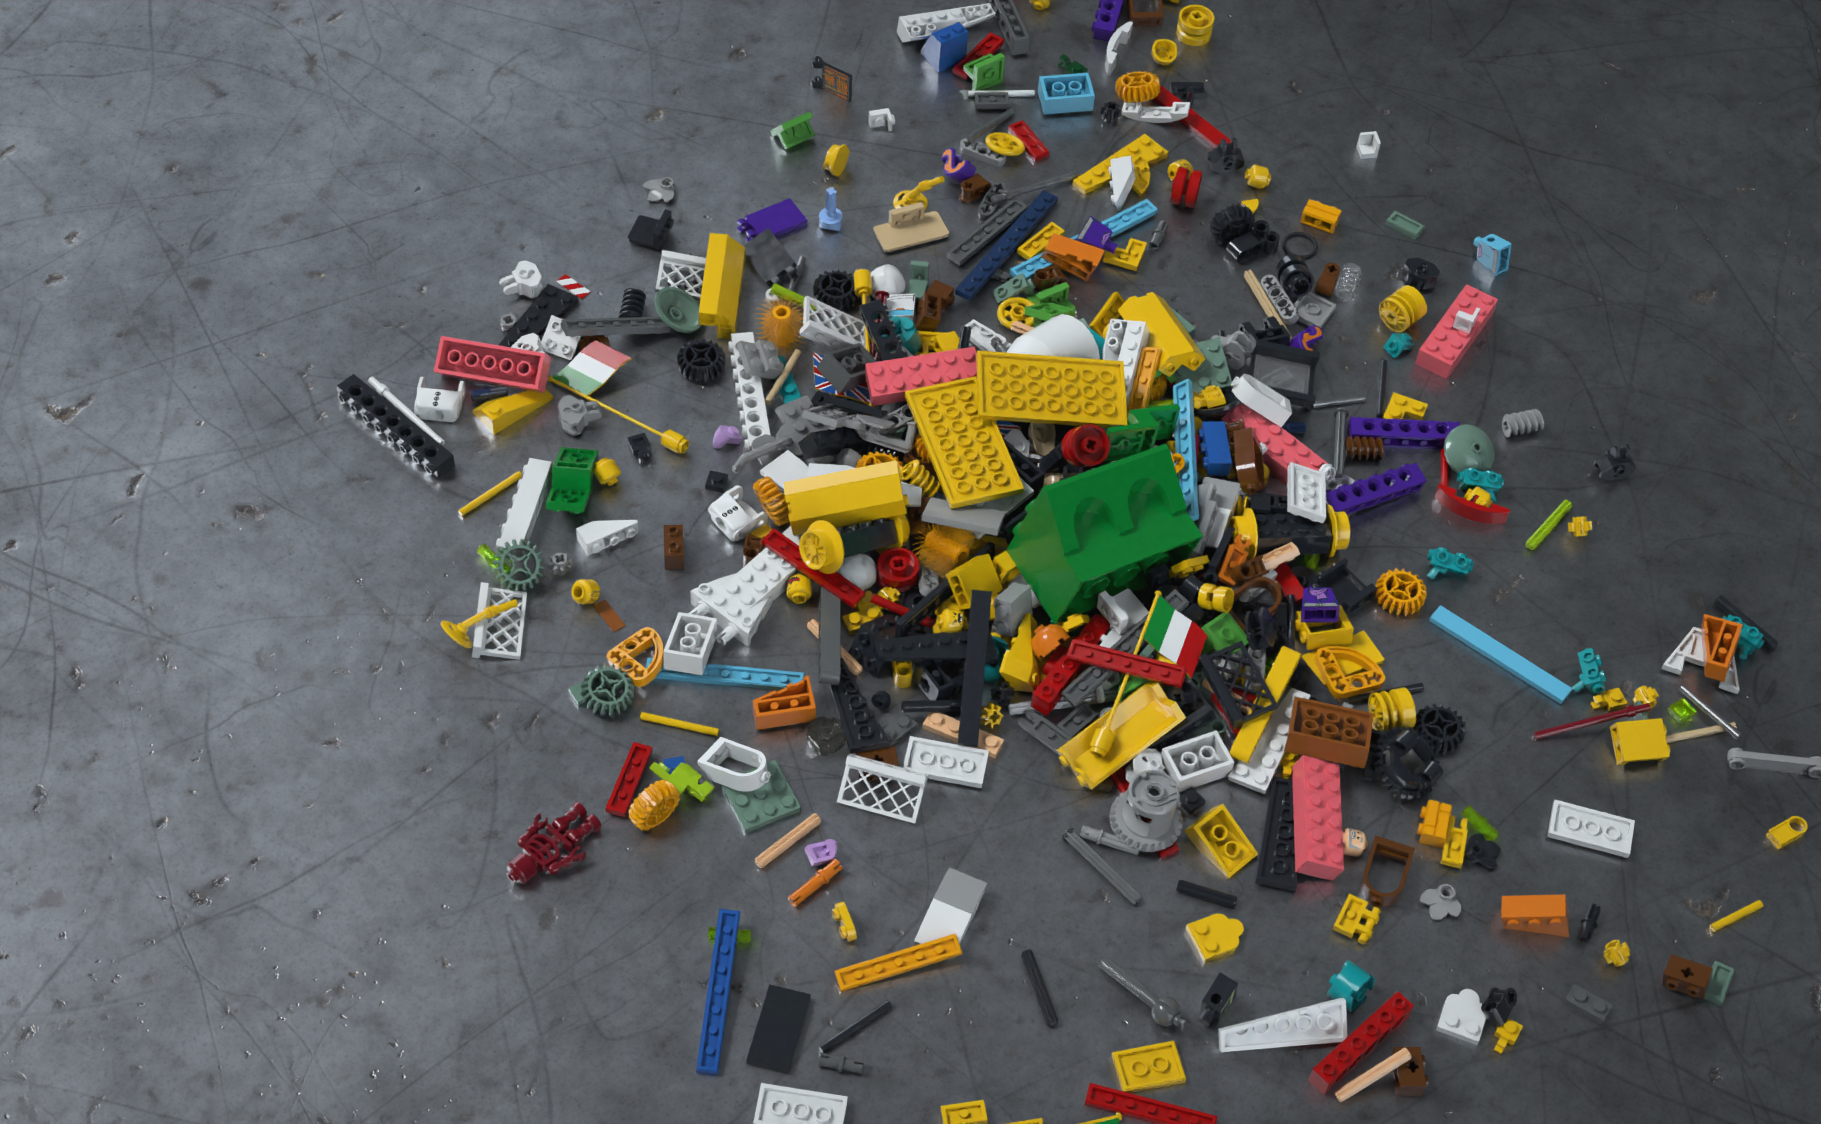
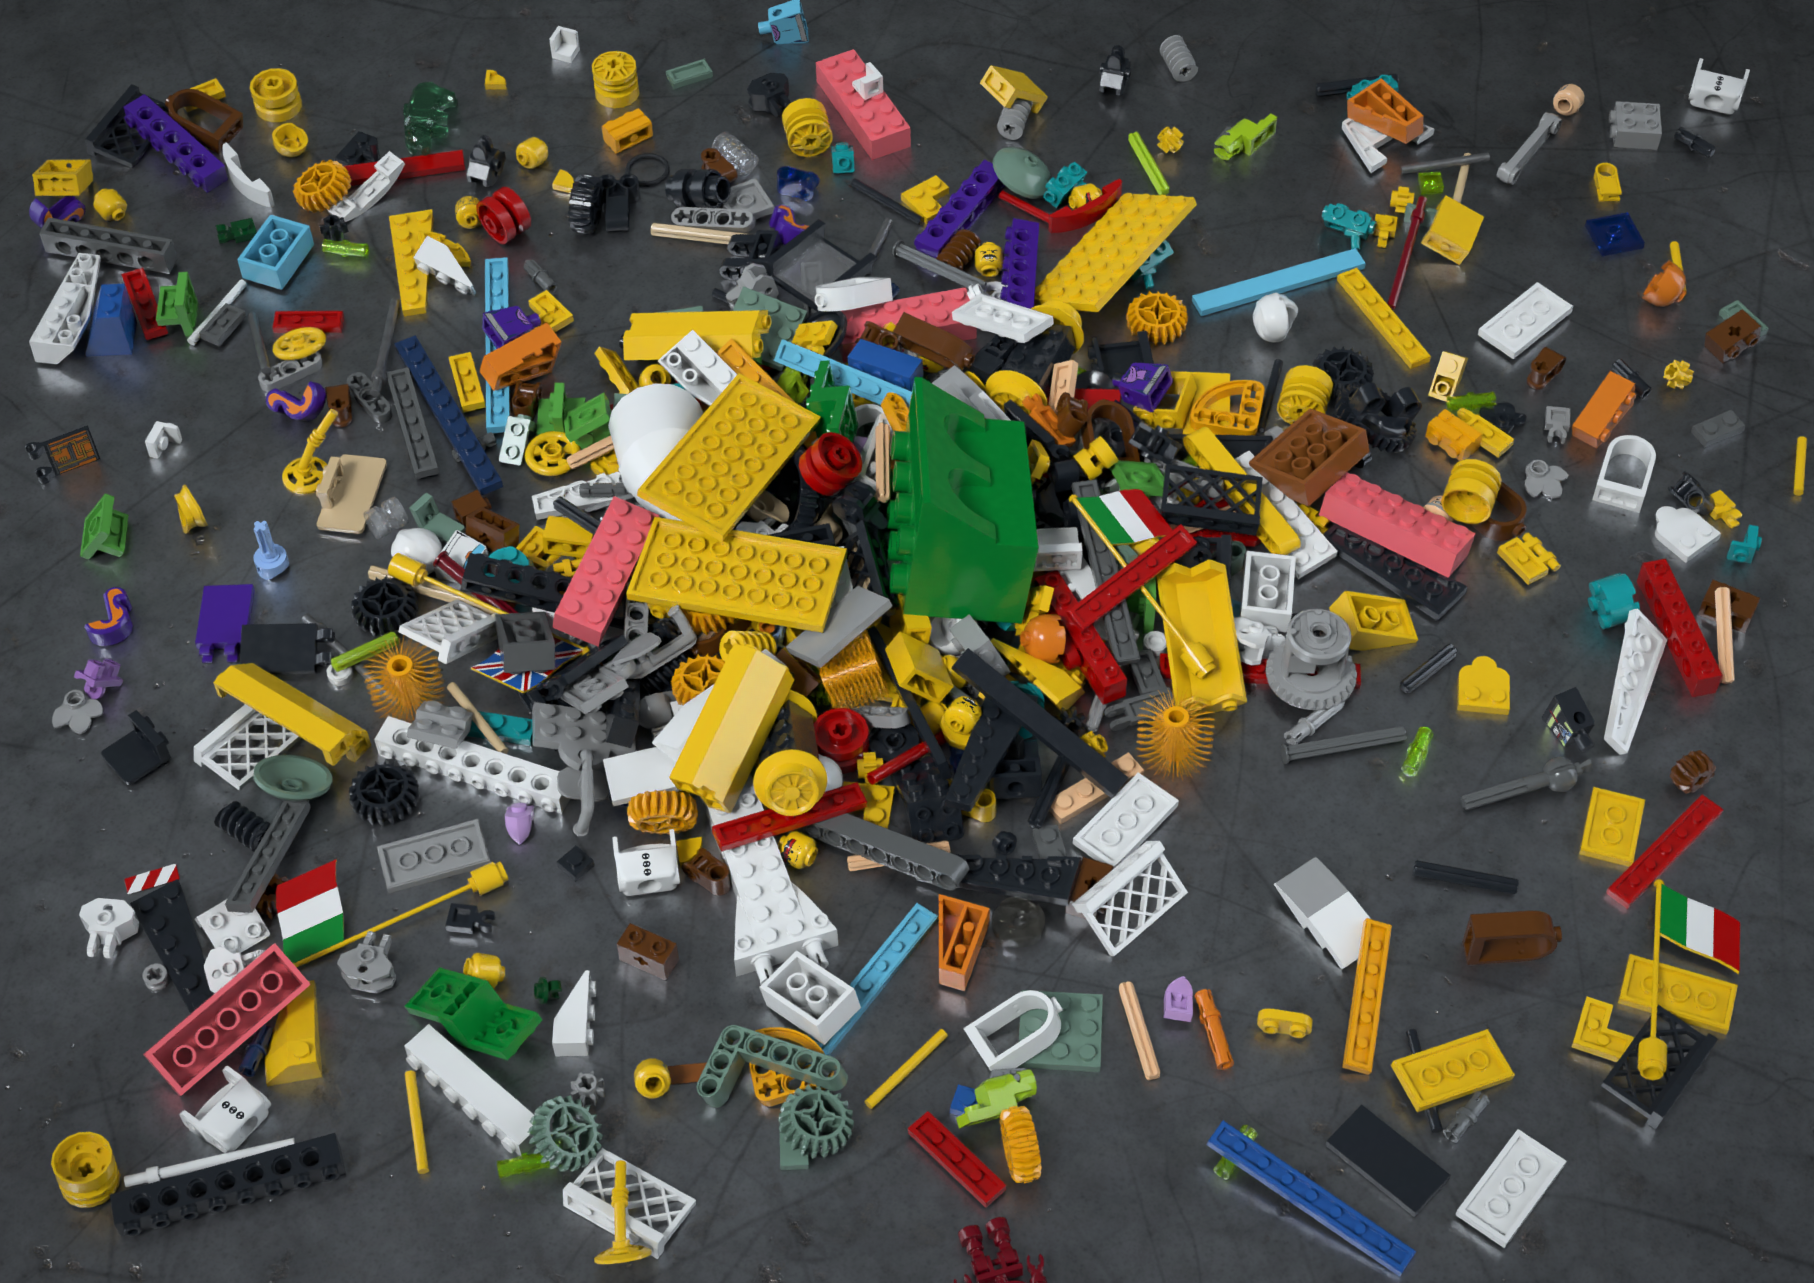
camera: 55 degrees left, 0 degrees up
(362, 354) = (85, 1169): none -> yellow wheel
(616, 510) = (547, 990): none -> dark green plate
(631, 625) = (768, 1058): none -> sand green beam
(675, 409) = (433, 856): none -> light grey tile
(684, 184) = (99, 676): none -> medium lavender hips
(735, 172) = (119, 623): none -> dark purple animal
(872, 1039) = (1452, 1070): none -> yellow tile
(899, 255) = (388, 516): none -> clear wheel
(998, 1028) = (1509, 937): none -> reddish brown window
(1029, 755) = (1175, 734): none -> light orange piece
(1104, 133) = (345, 248): none -> clear neon green pin
(1127, 914) = (1417, 751): none -> clear neon green pin
(1228, 1098) = (1692, 771): none -> reddish brown gear
(1240, 106) = (425, 116): none -> clear green animal
(1307, 127) = (494, 81): none -> yellow tile
(1352, 328) = (795, 183): none -> clear blue piece
(1358, 186) = (615, 79): none -> yellow wheel
(1370, 845) = (1471, 491): none -> yellow wheel
(1372, 466) = (989, 259): none -> yellow head
(1435, 534) = (1113, 250): none -> yellow plate
(1454, 661) = (1274, 317): none -> white piece
(1463, 960) = (1619, 494): none -> white window
(1480, 1065) = (1745, 550): none -> teal bracket
(1492, 796) = (1447, 375): none -> yellow slope
(1503, 887) = (1557, 422): none -> light grey plate
(1519, 735) = (1383, 318): none -> yellow tile
(1542, 406) = (1009, 84): none -> yellow panel
(1554, 859) = (1545, 368): none -> reddish brown piece
(1590, 1077) = (1800, 466): none -> yellow bar
(1625, 572) = (1244, 137): none -> lime plate
(1667, 496) = (1178, 58): none -> light grey piece
(1702, 910) = (1666, 286): none -> orange cylinder
(1736, 858) = (1614, 234): none -> clear blue tile

